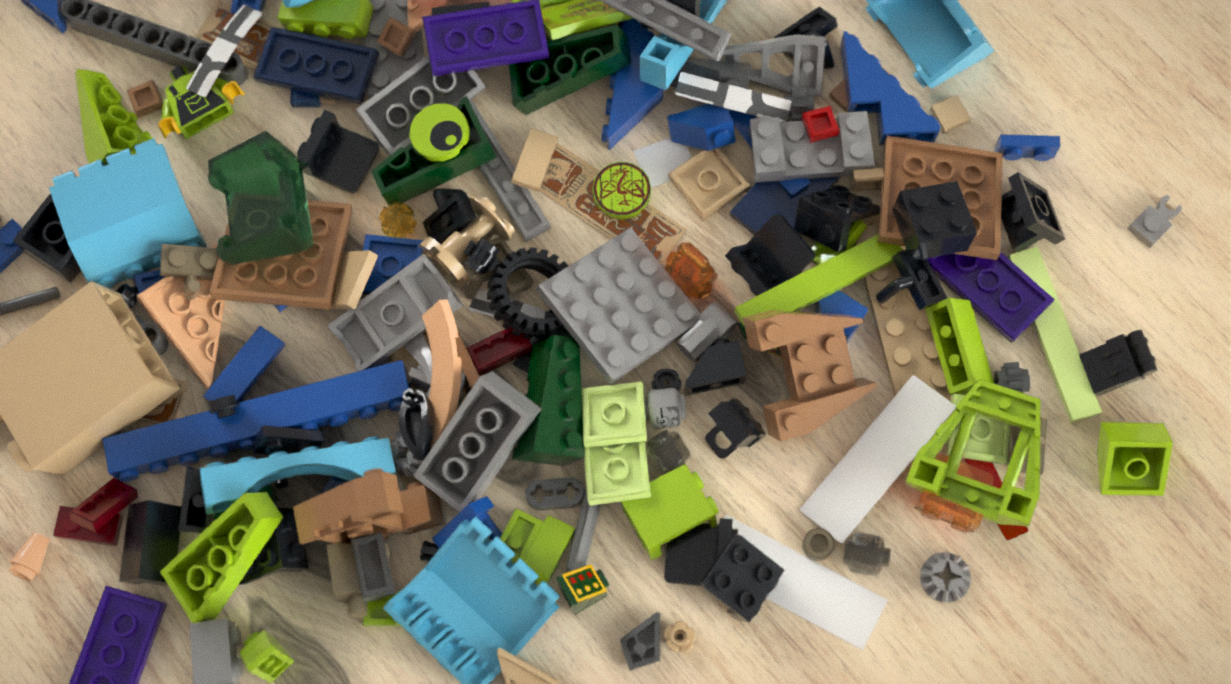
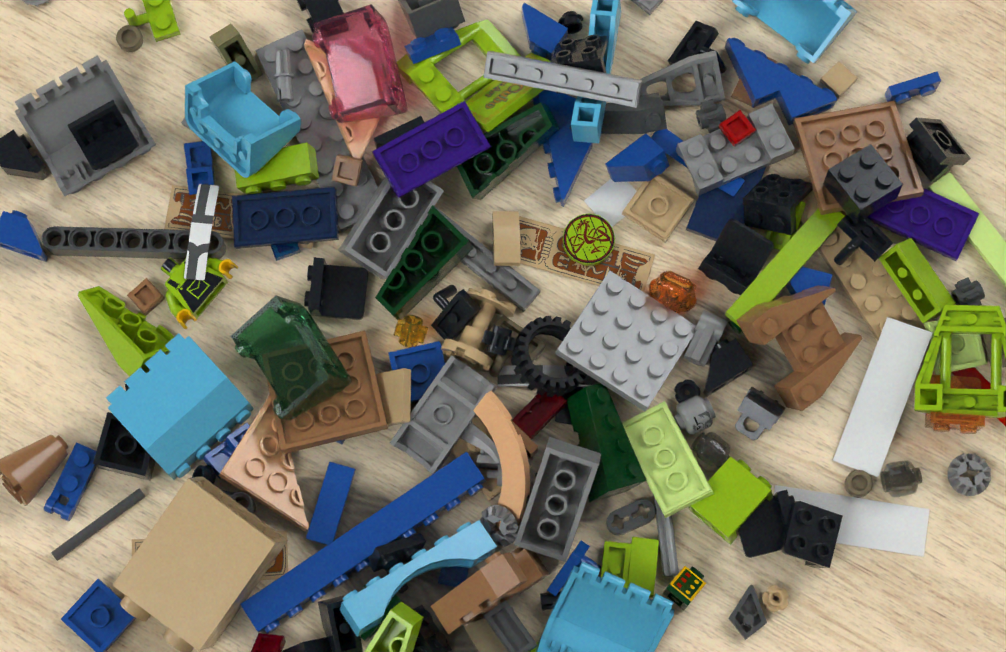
camera: 20 degrees left, 5 degrees up
(188, 263) = (253, 430): dark tan plate -> none
(224, 406) = (335, 542): black plate -> none
(416, 422) = (500, 499): black arm -> none
(439, 132) = (423, 245): lime tile -> none
(614, 414) = (657, 435): yellowish green tile -> none
(732, 97) = (655, 129): sticker -> none
(866, 179) = (790, 161): tan tile -> none

